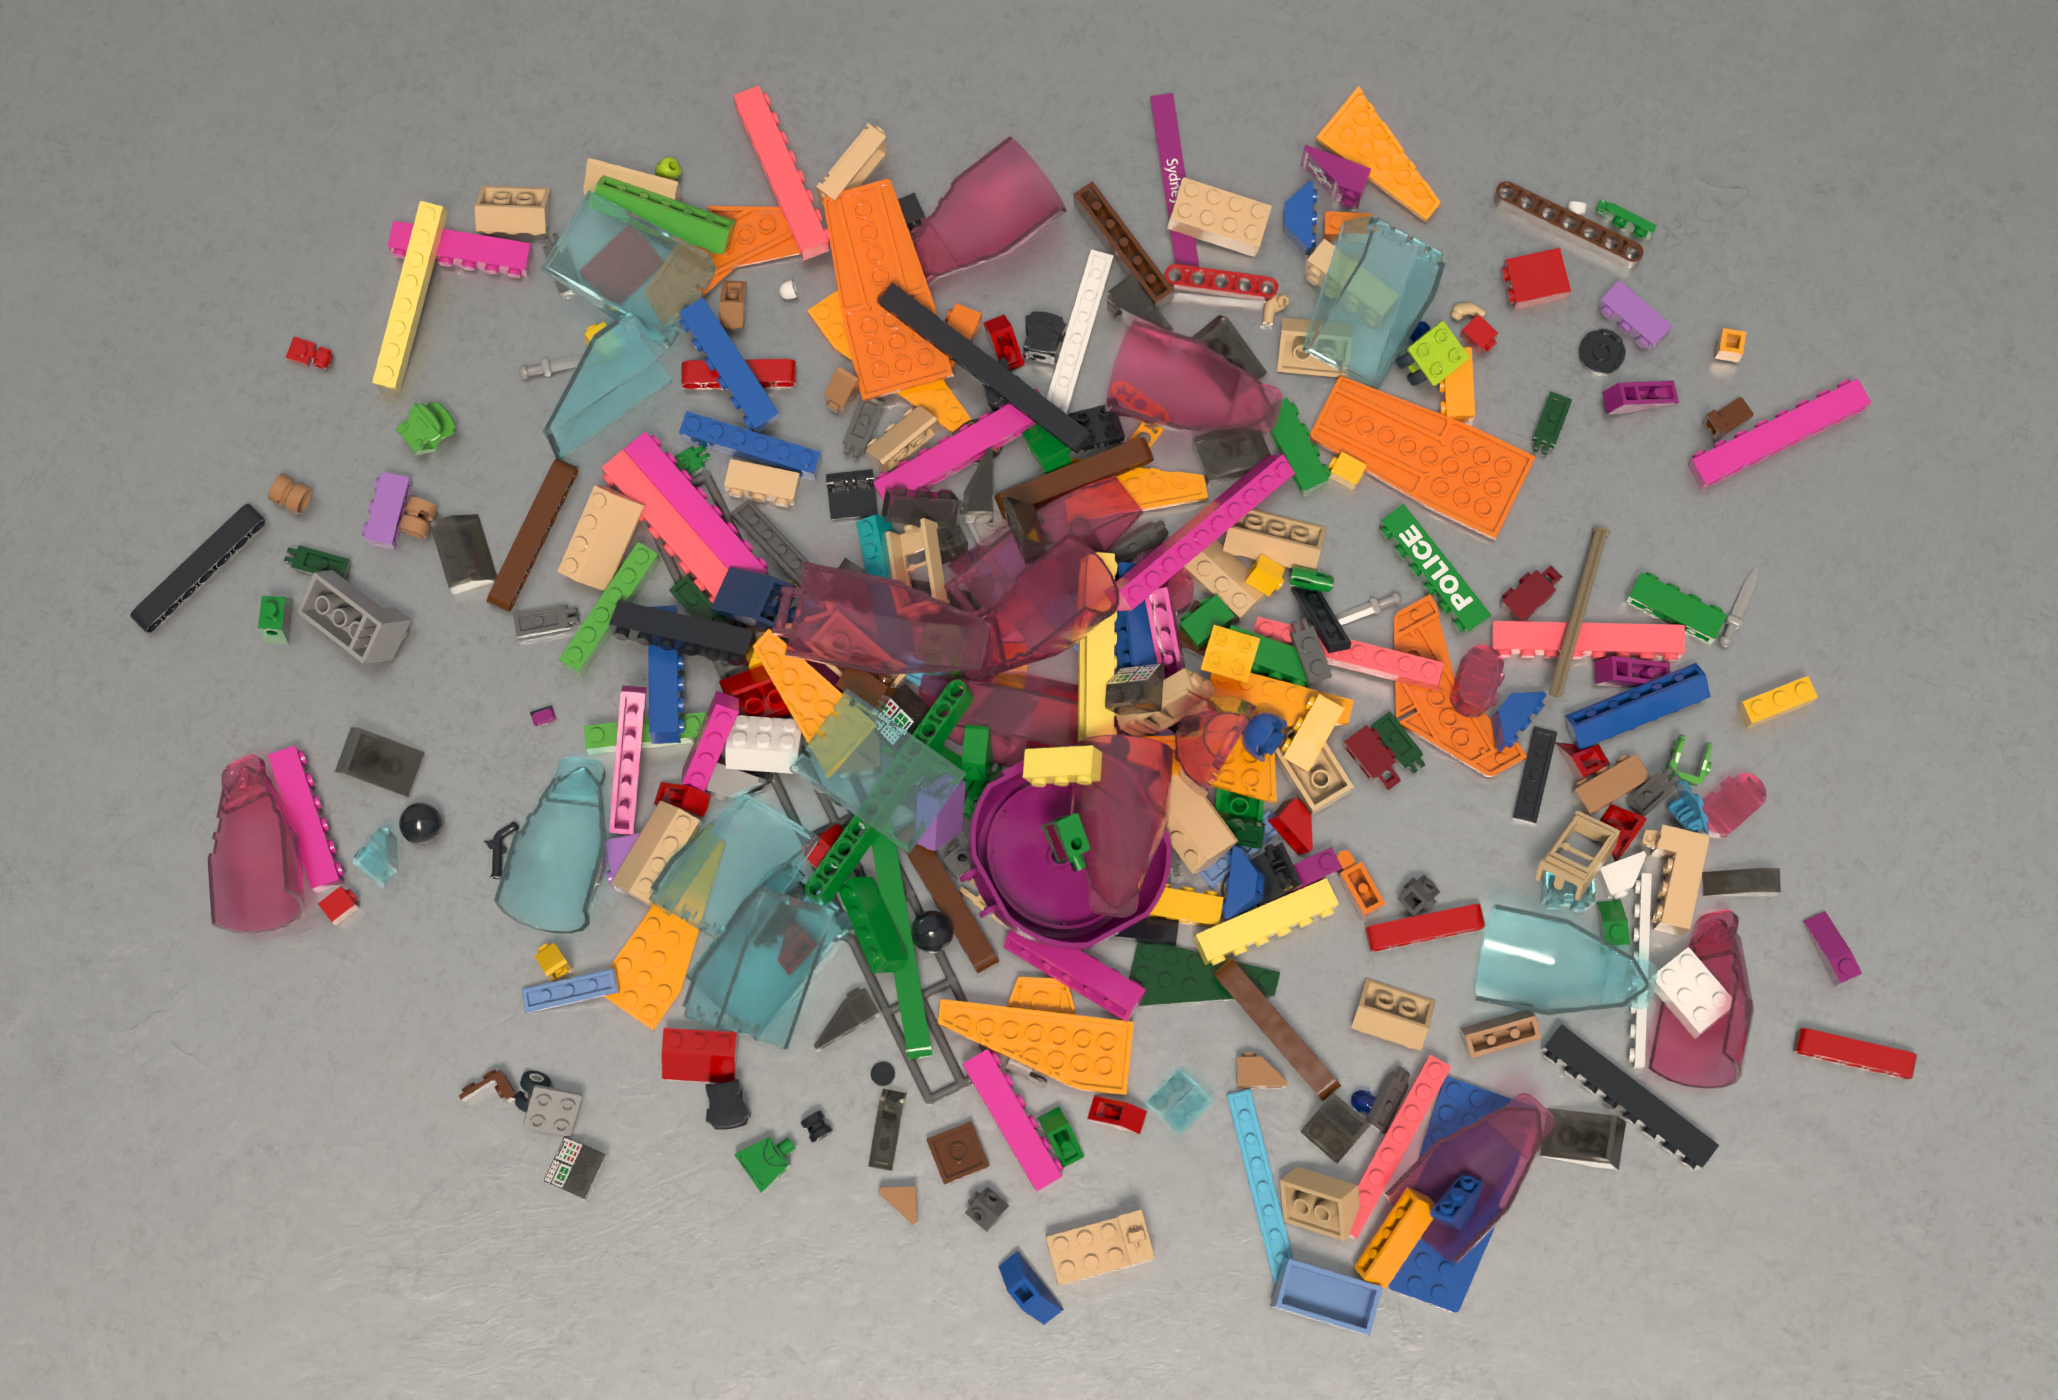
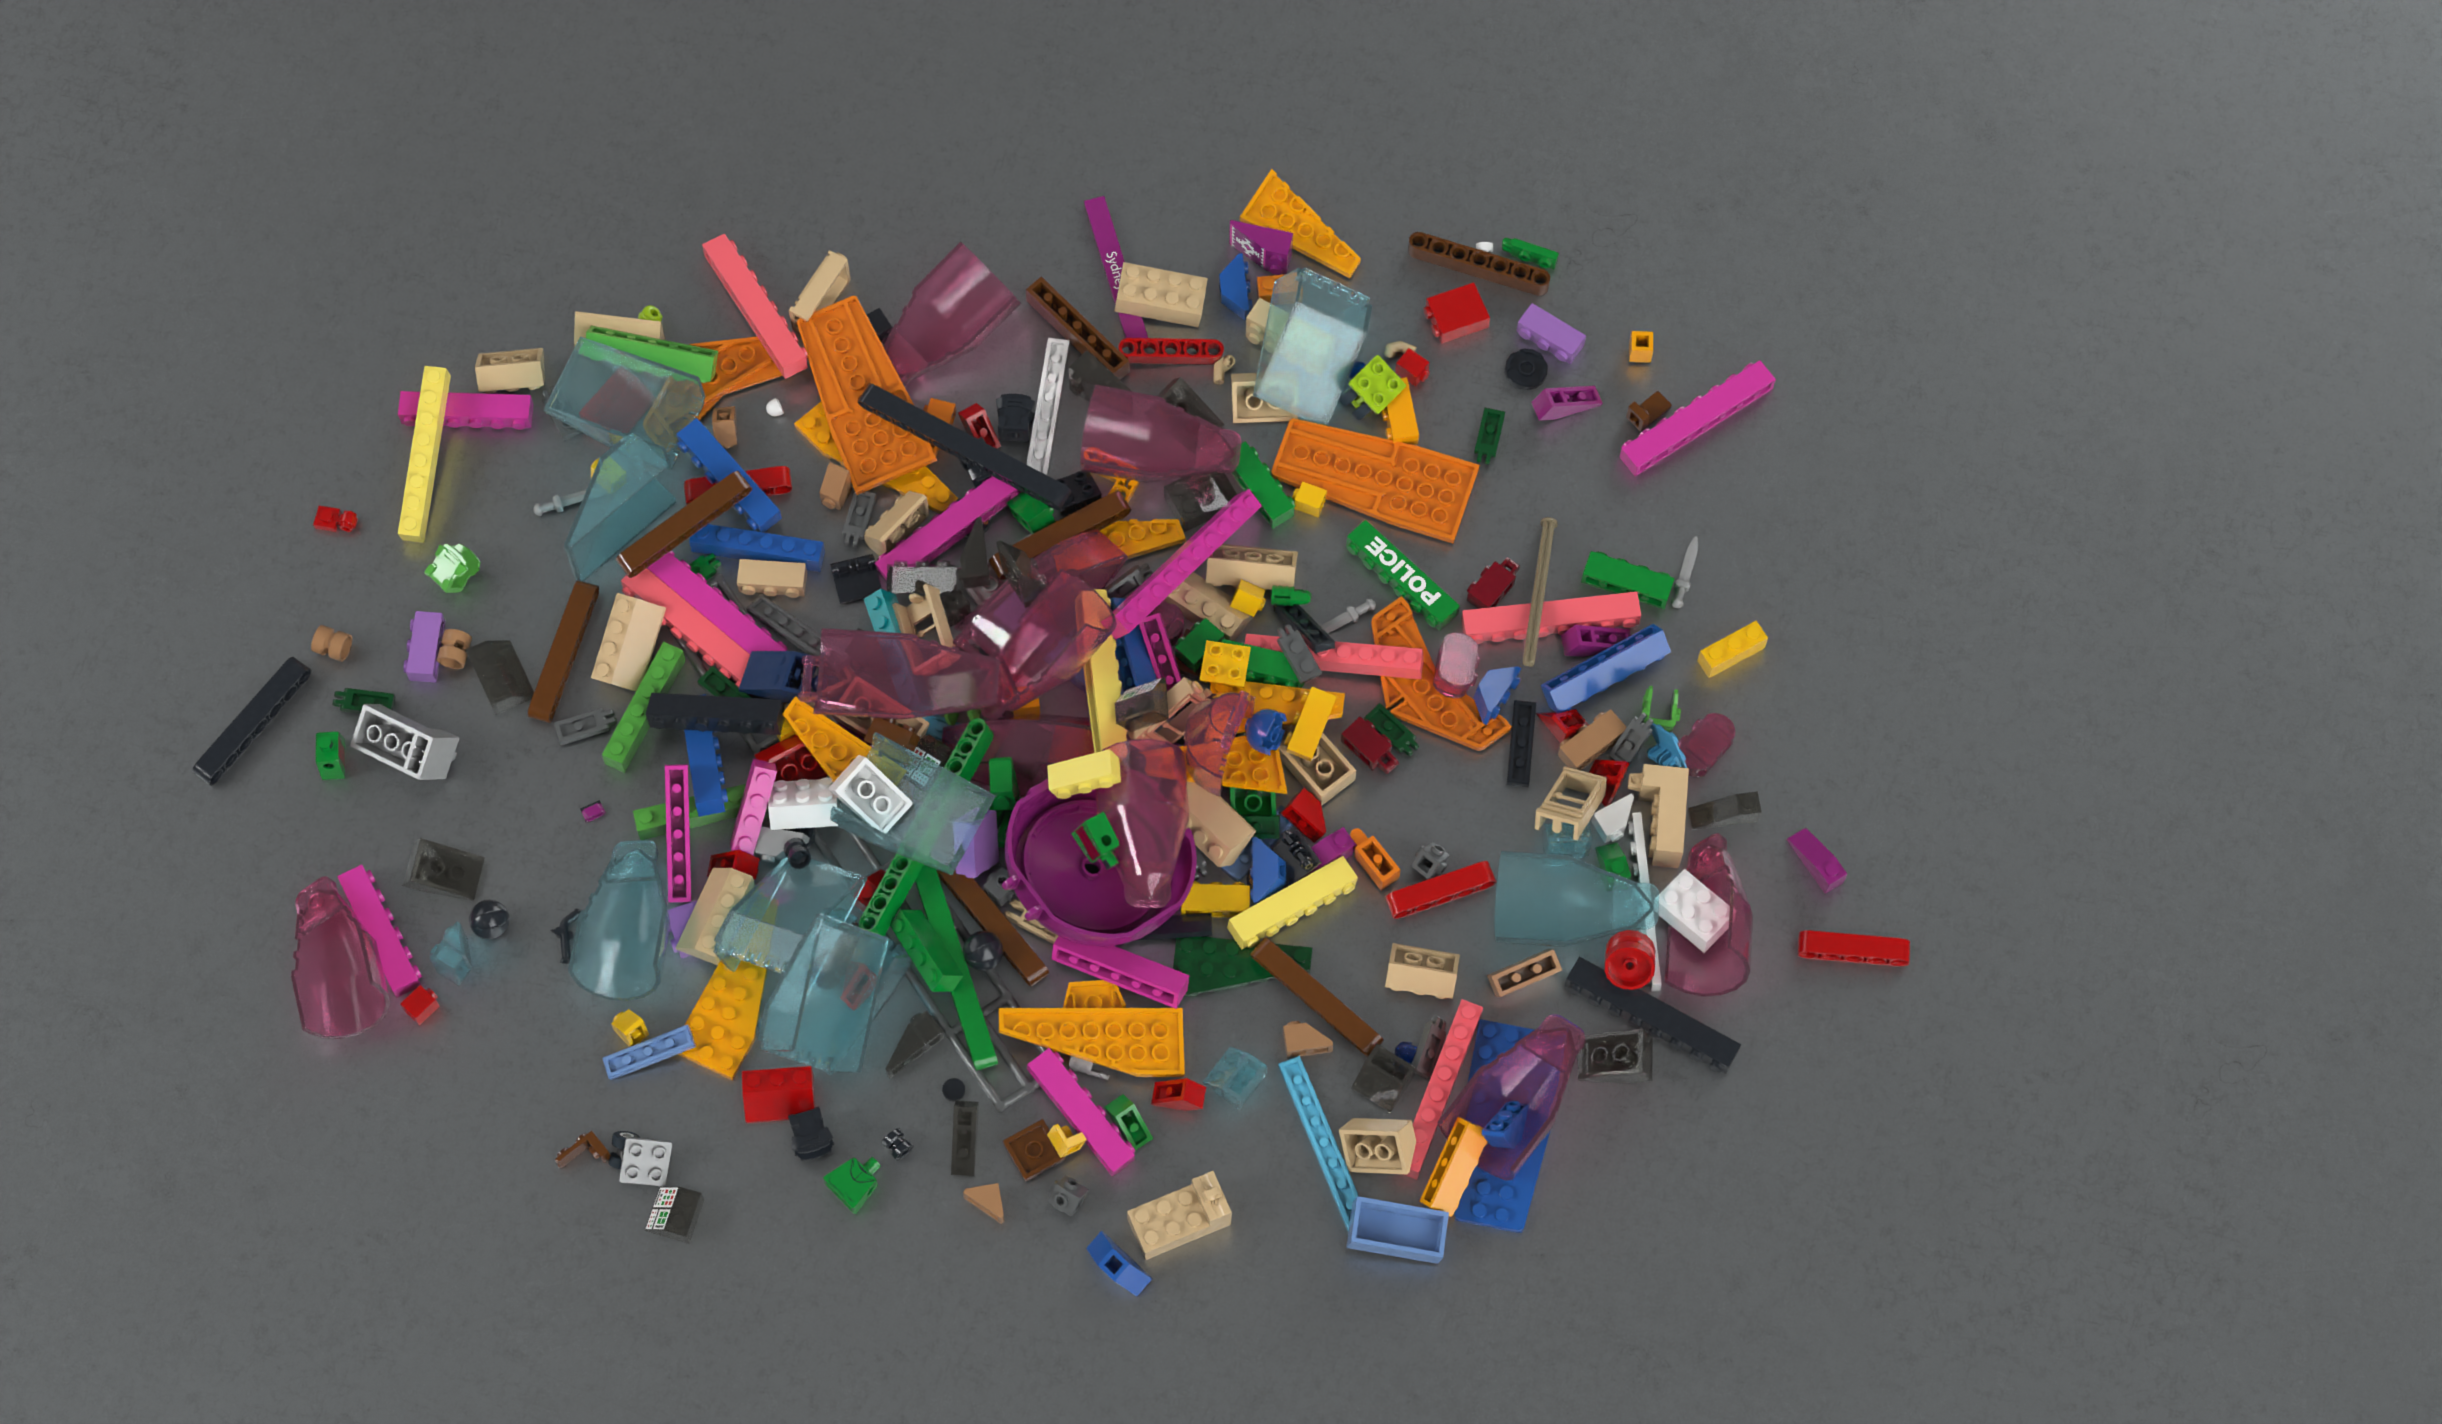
camera: 10 degrees left, 10 degrees down
(674, 416) = (683, 524): none -> reddish brown beam
(750, 799) = (797, 853): none -> black wheel
(834, 751) = (870, 794): none -> white slope
(991, 1148) = (1065, 1141): none -> yellow panel
(1615, 1039) = (1630, 959): none -> red wheel

